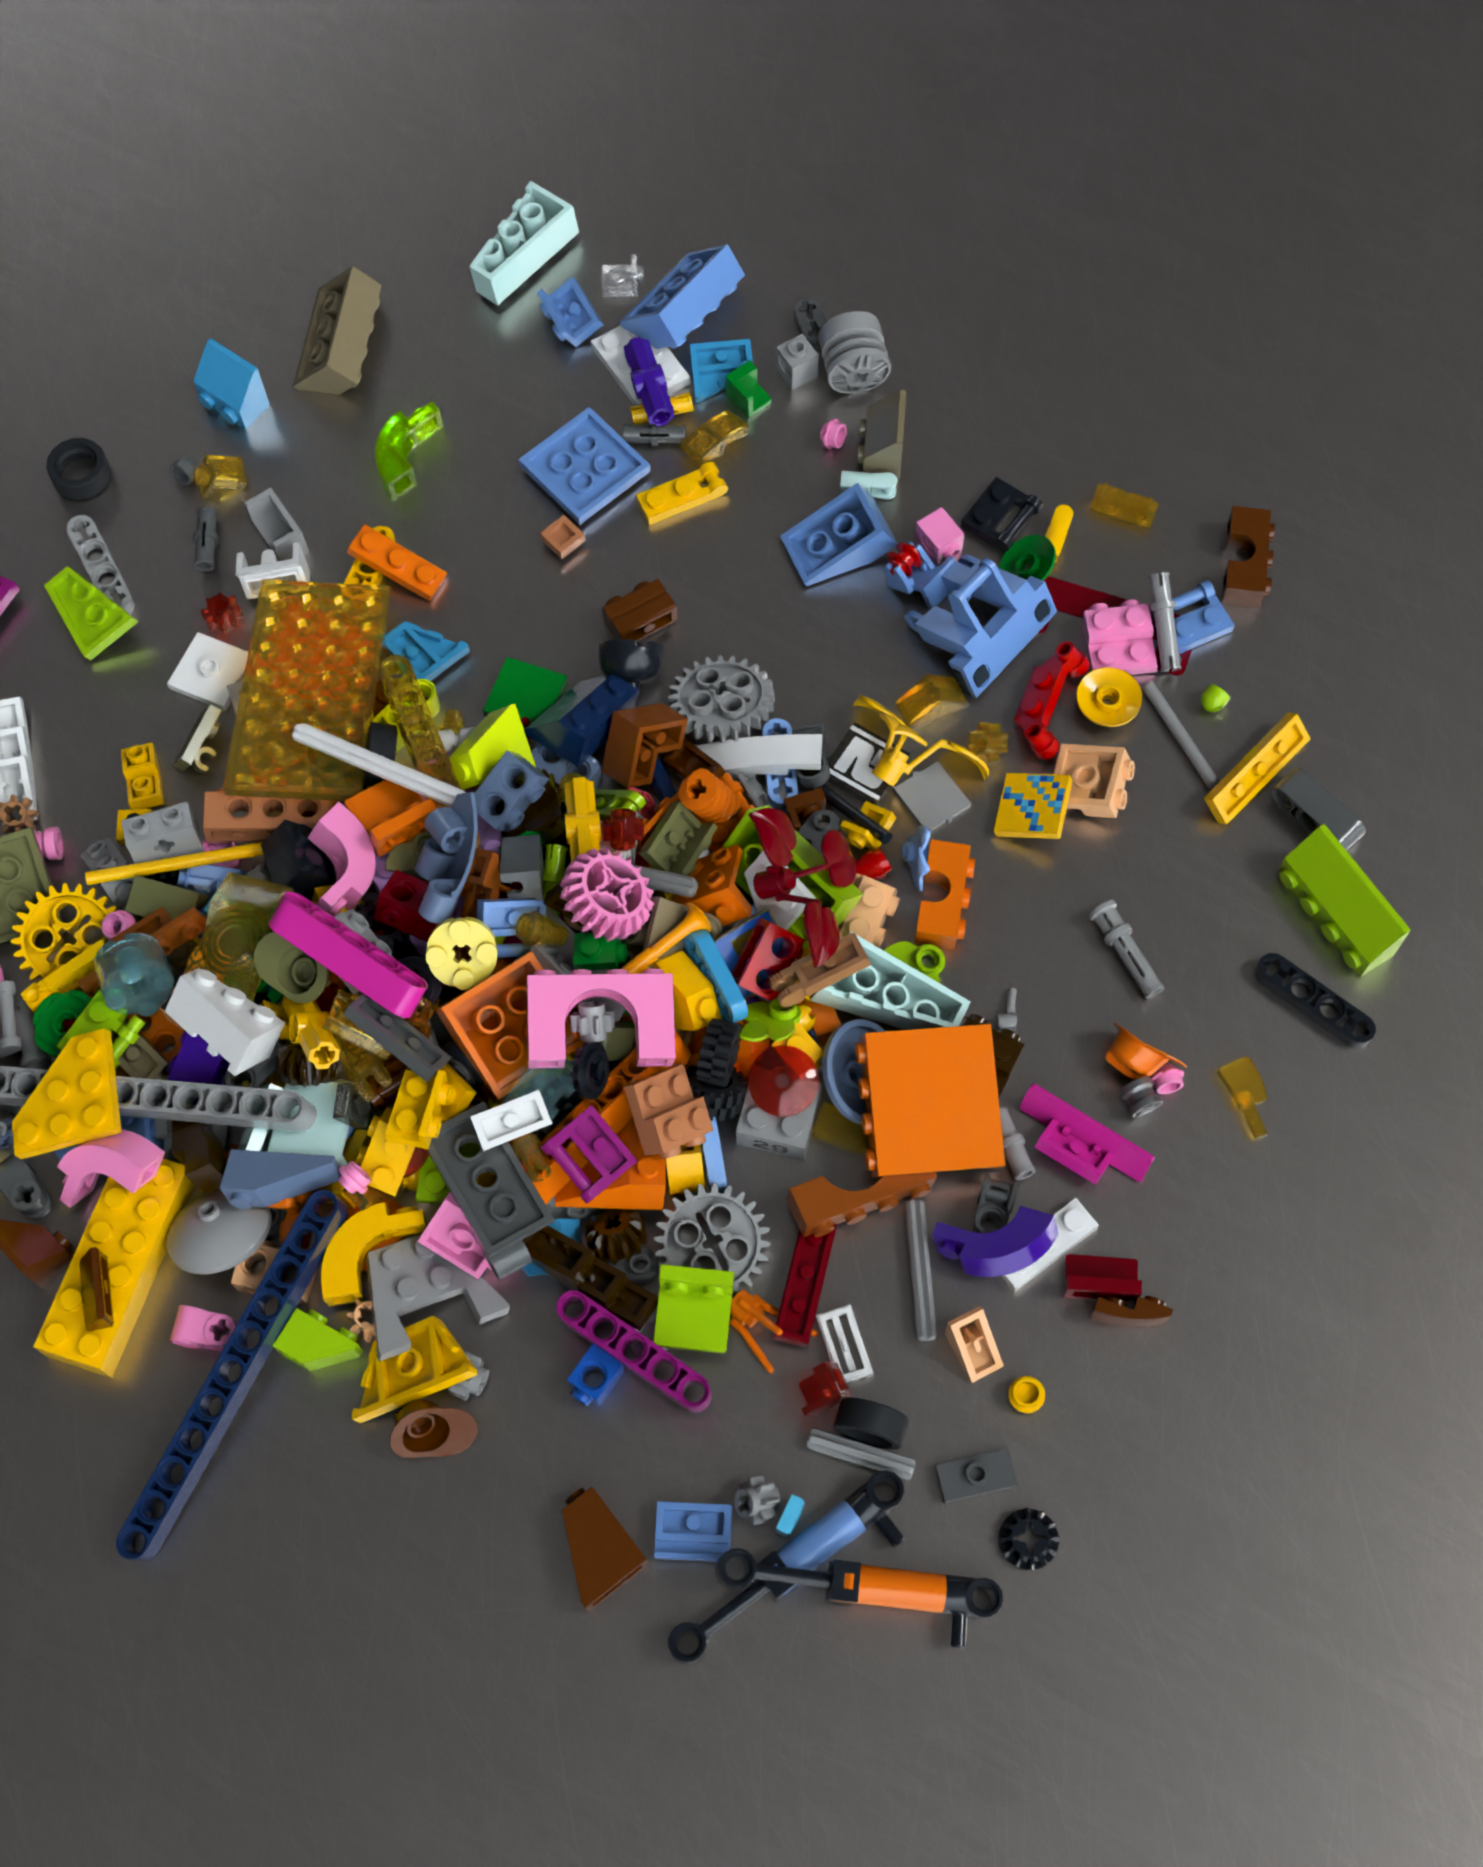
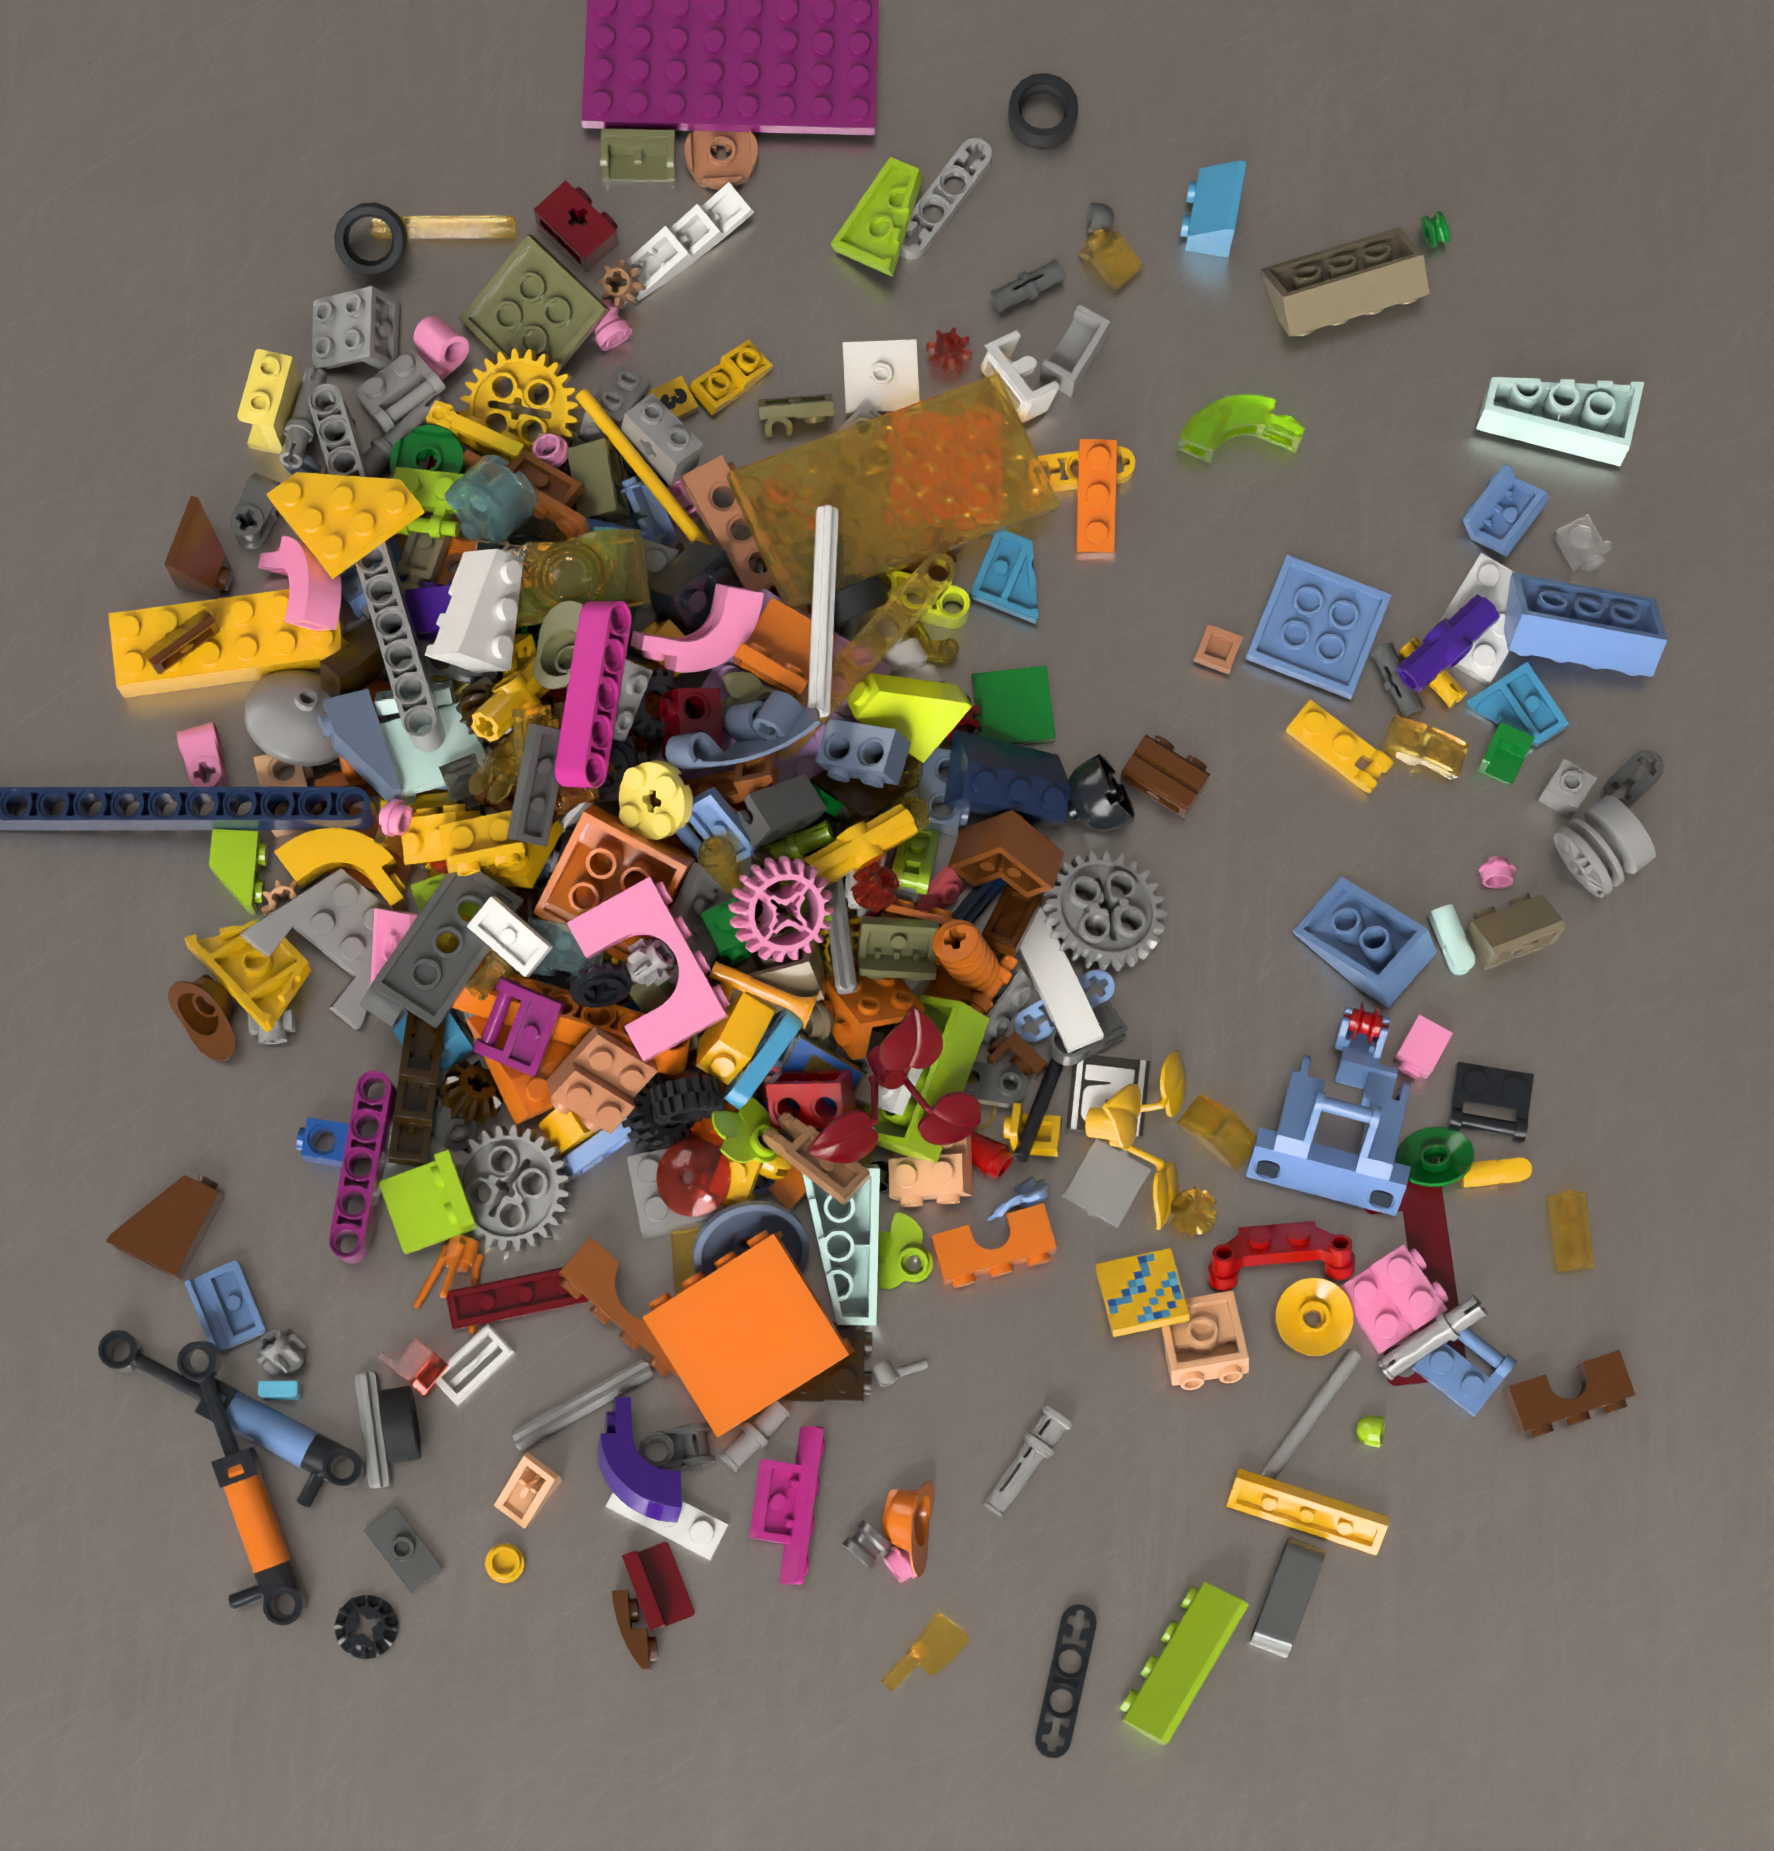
camera: 60 degrees right, 10 degrees up
(335, 262) = (1435, 229): none -> green bush

